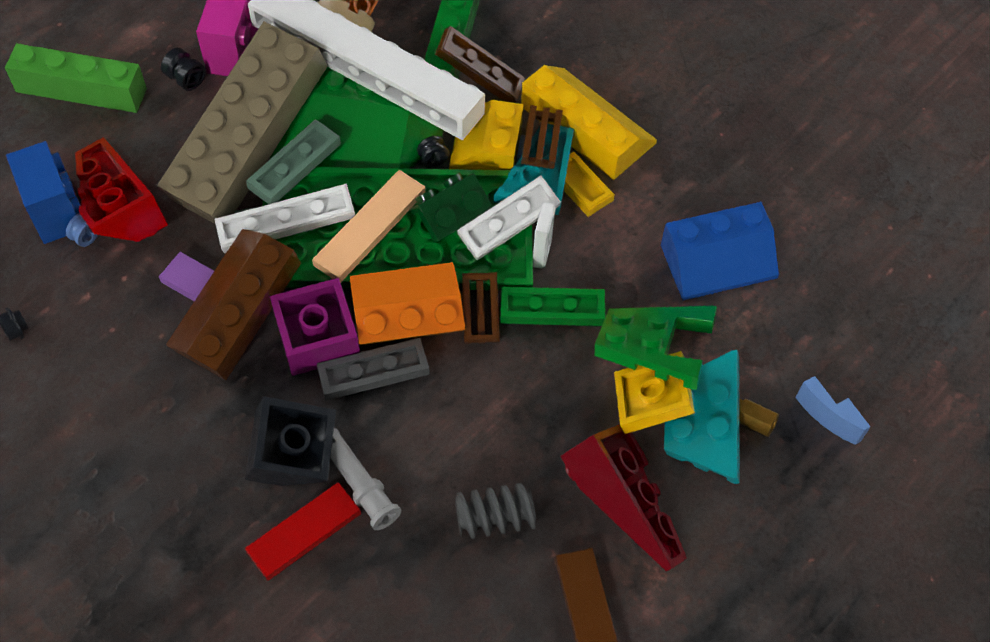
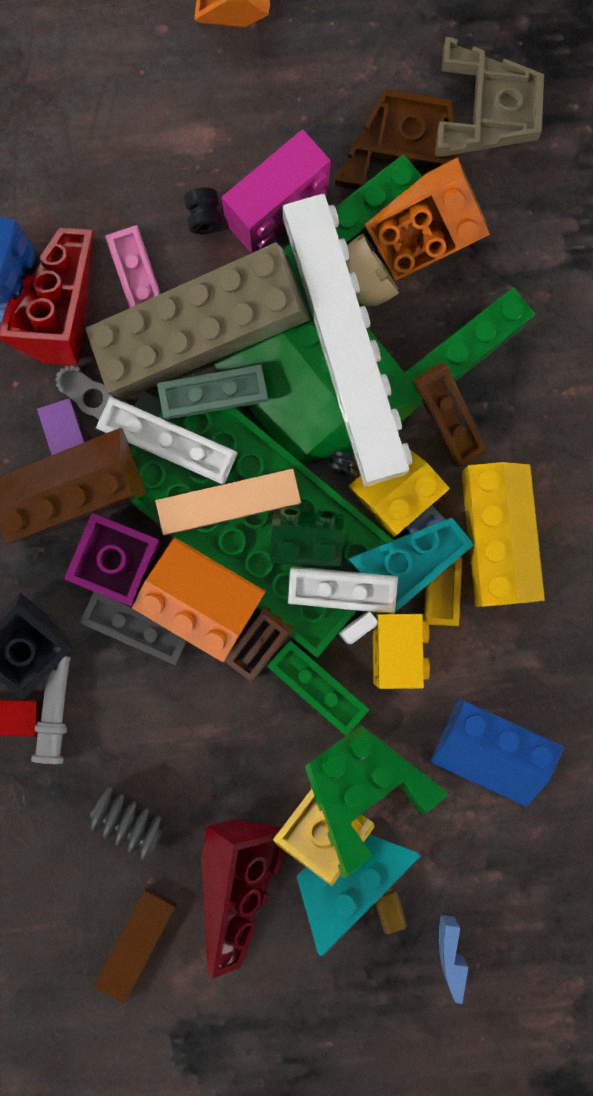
camera: 40 degrees right, 25 degrees up
(76, 78) = (107, 151): bright green brick -> none
(152, 137) = (133, 265): none -> bright pink tile
(174, 242) = (76, 385): none -> light grey piece
(545, 117) = (458, 515): reddish brown tile -> none
(587, 228) = (399, 651): none -> yellow brick

